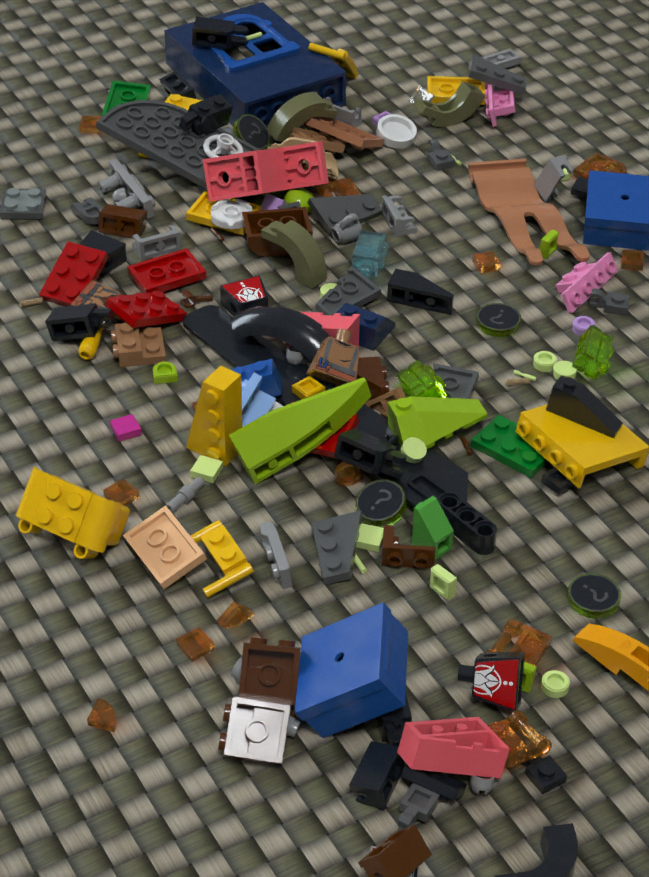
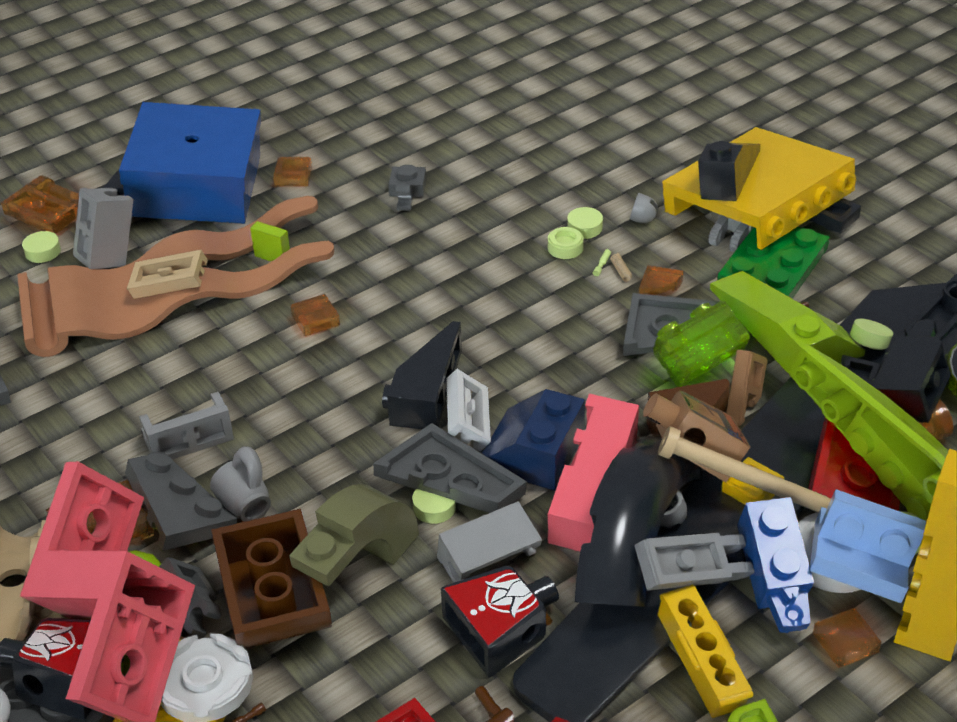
camera: 95 degrees left, 0 degrees up
(206, 356) = (704, 651): none -> yellow piece
(248, 341) = (690, 560): none -> light grey hinge
(290, 296) = (487, 541): none -> light grey hinge
(316, 336) = (674, 444): none -> tan bar
(370, 253) = (322, 452): clear light blue hinge -> none
(371, 301) = (463, 409): none -> white tile
(498, 319) = (473, 292): tile -> none
(499, 392) = (660, 280): none -> clear orange tile
(514, 206) = (167, 274): none -> tan tile
(578, 284) = (362, 211): bright pink bracket -> none
(581, 323) = (468, 210): lavender tile -> none
(593, 352) = (551, 186): clear neon green brick -> none

